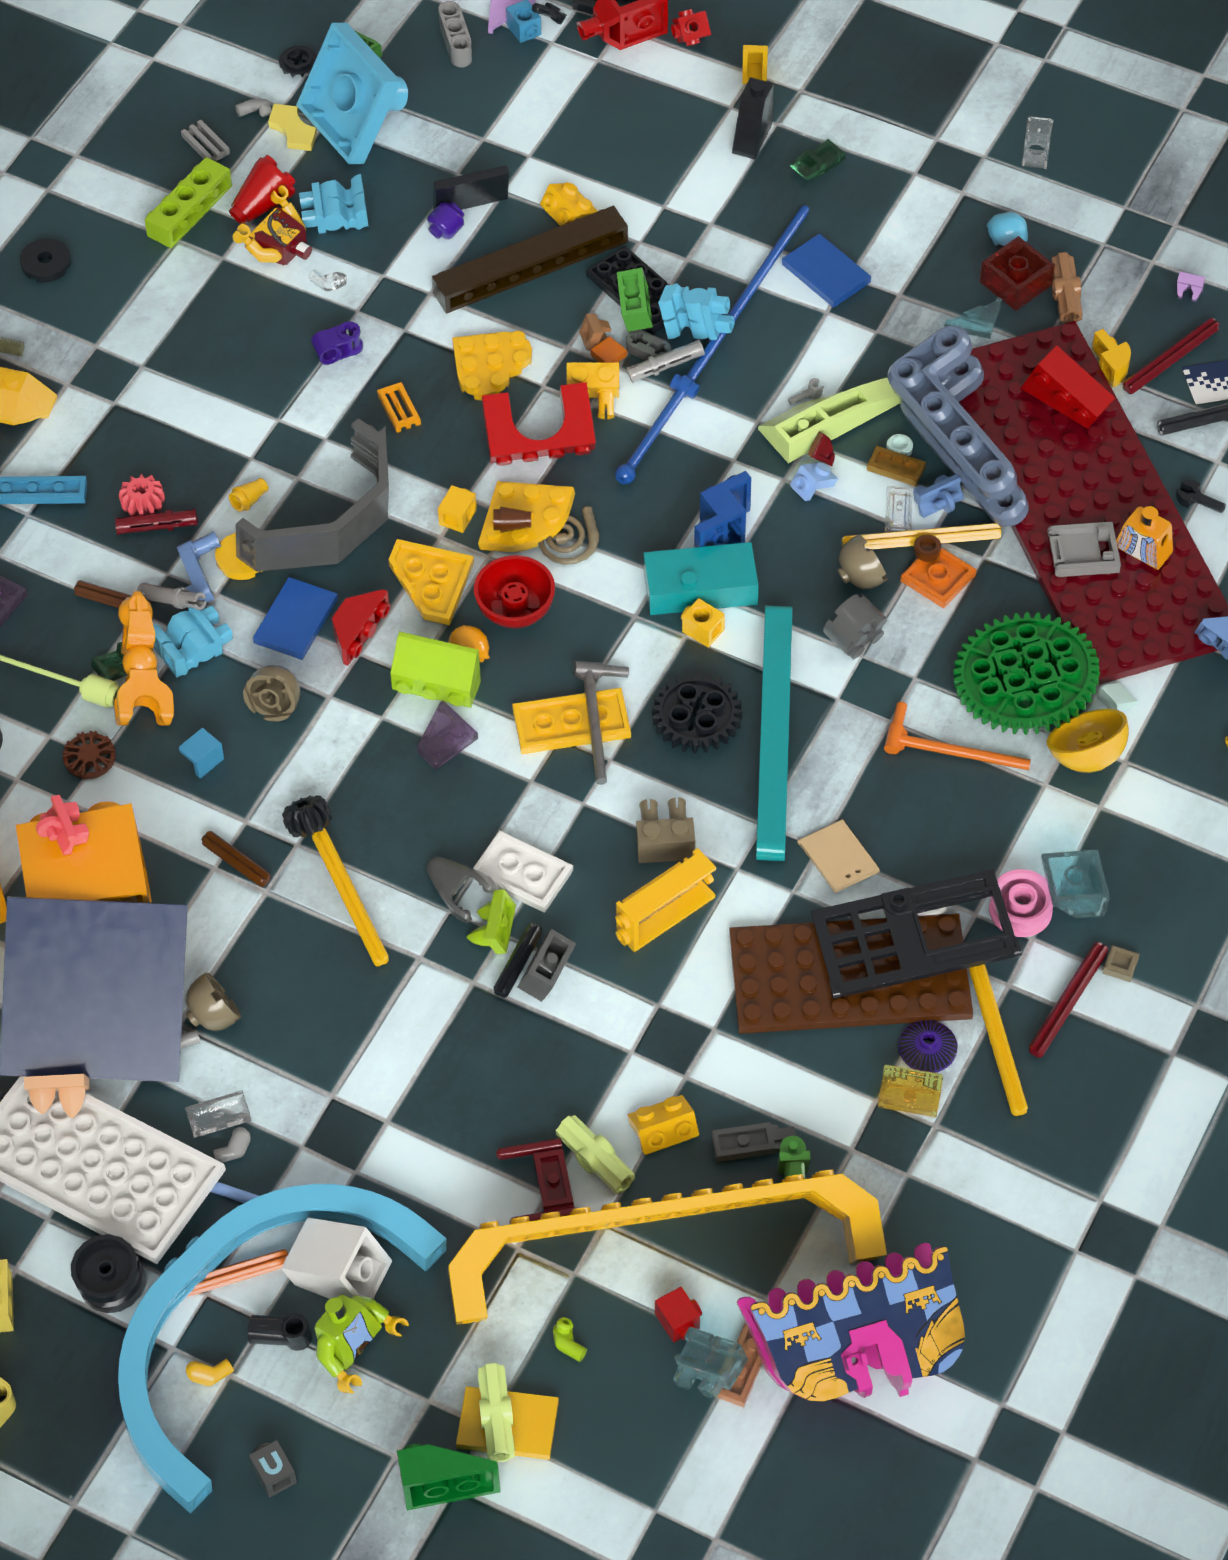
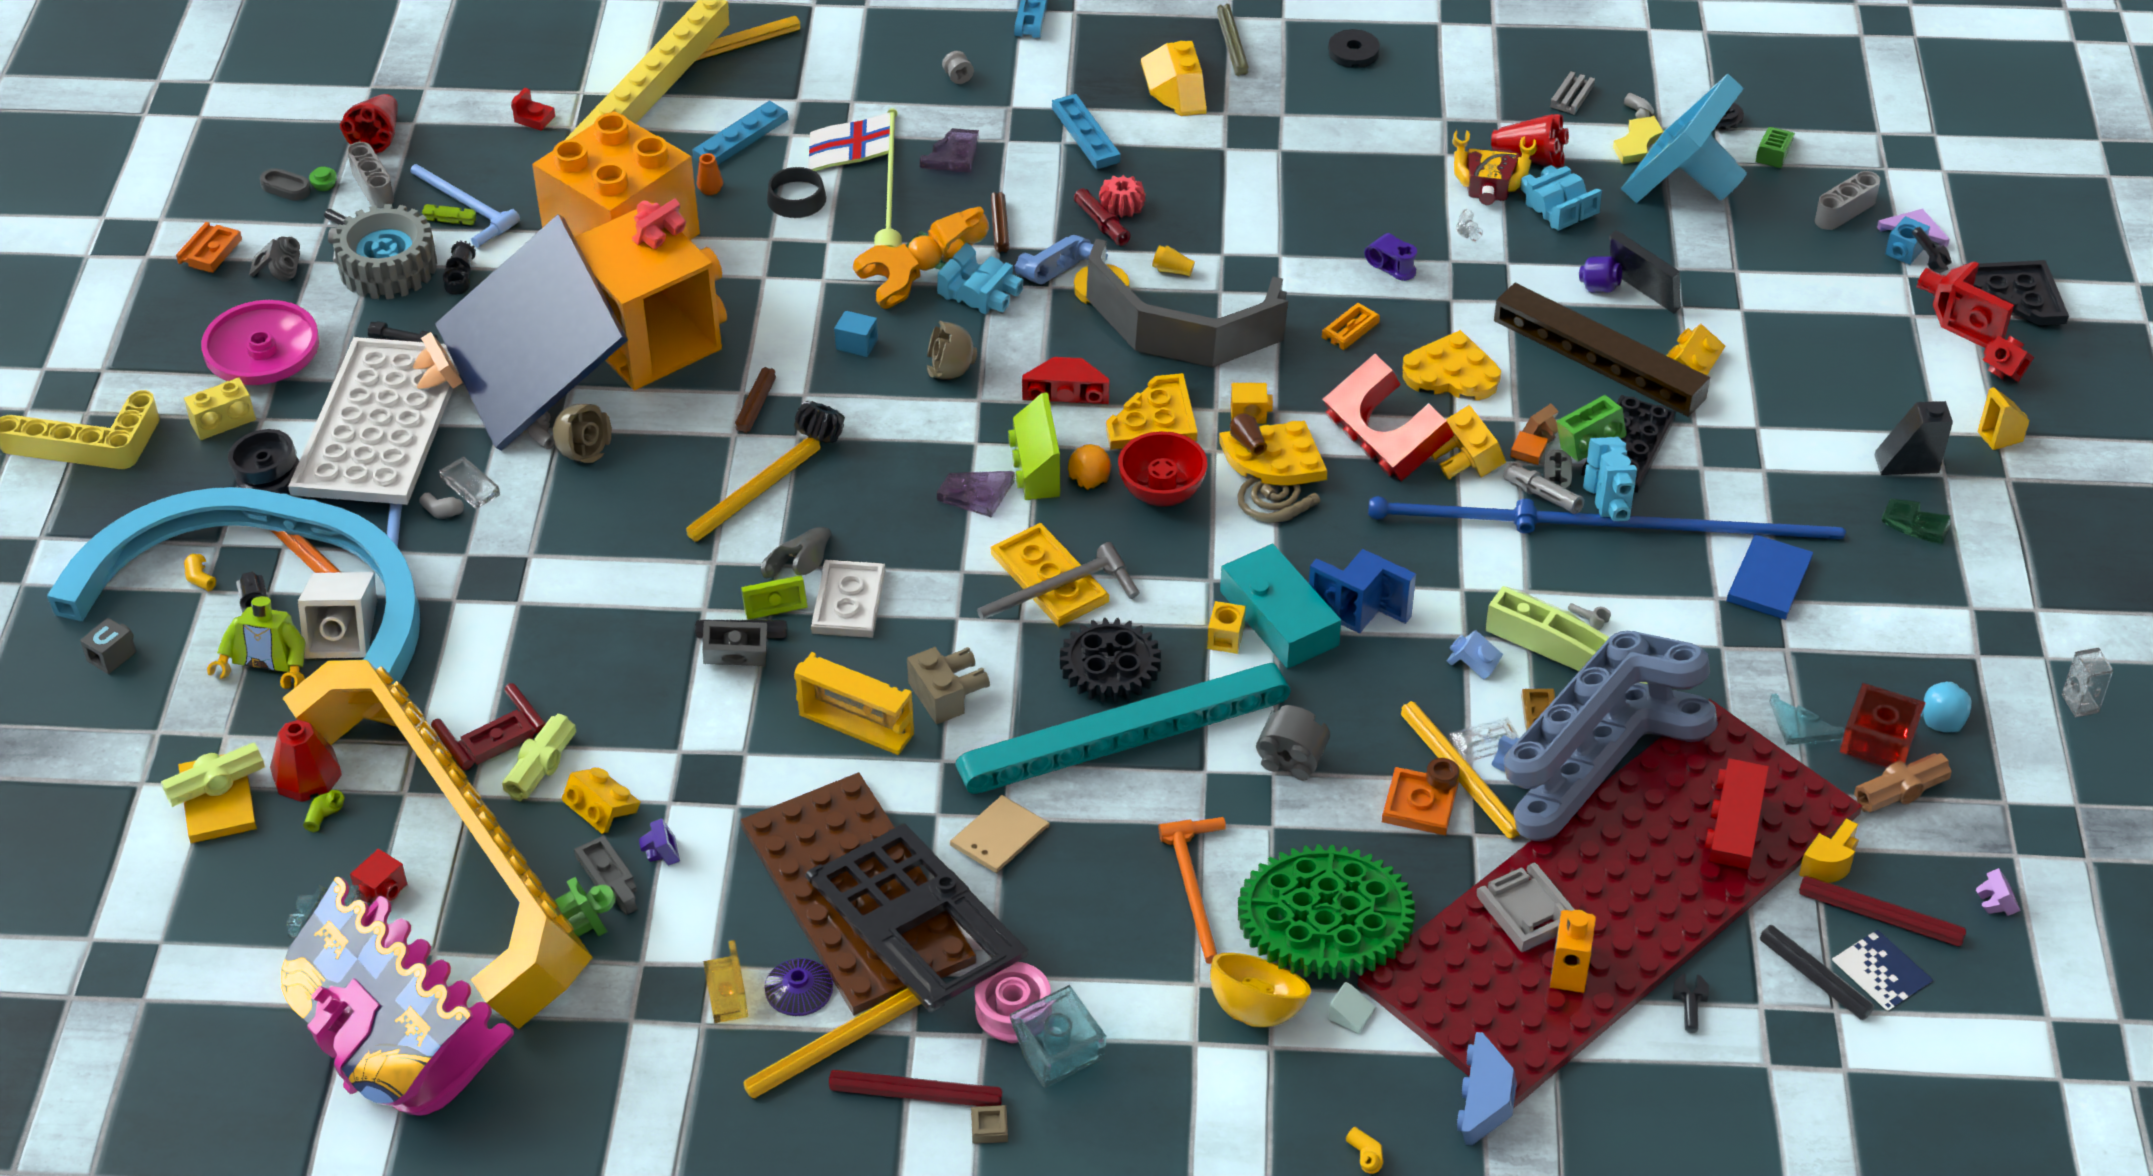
camera: 65 degrees right, 10 degrees down
(89, 755) = (818, 270): copper wheel -> none
(178, 597) = (1013, 249): light grey pin -> none
(188, 202) = (1484, 103): lime brick -> none
(295, 618) = (1039, 341): blue tile -> none
(443, 1476) = (127, 752): green slope -> none
(512, 1340) = (303, 762): none -> red cone
(740, 1091) = (660, 843): none -> dark purple tile
(822, 449) = (1513, 645): dark red tile -> none
(860, 565) = (1381, 723): dark tan cylinder -> none

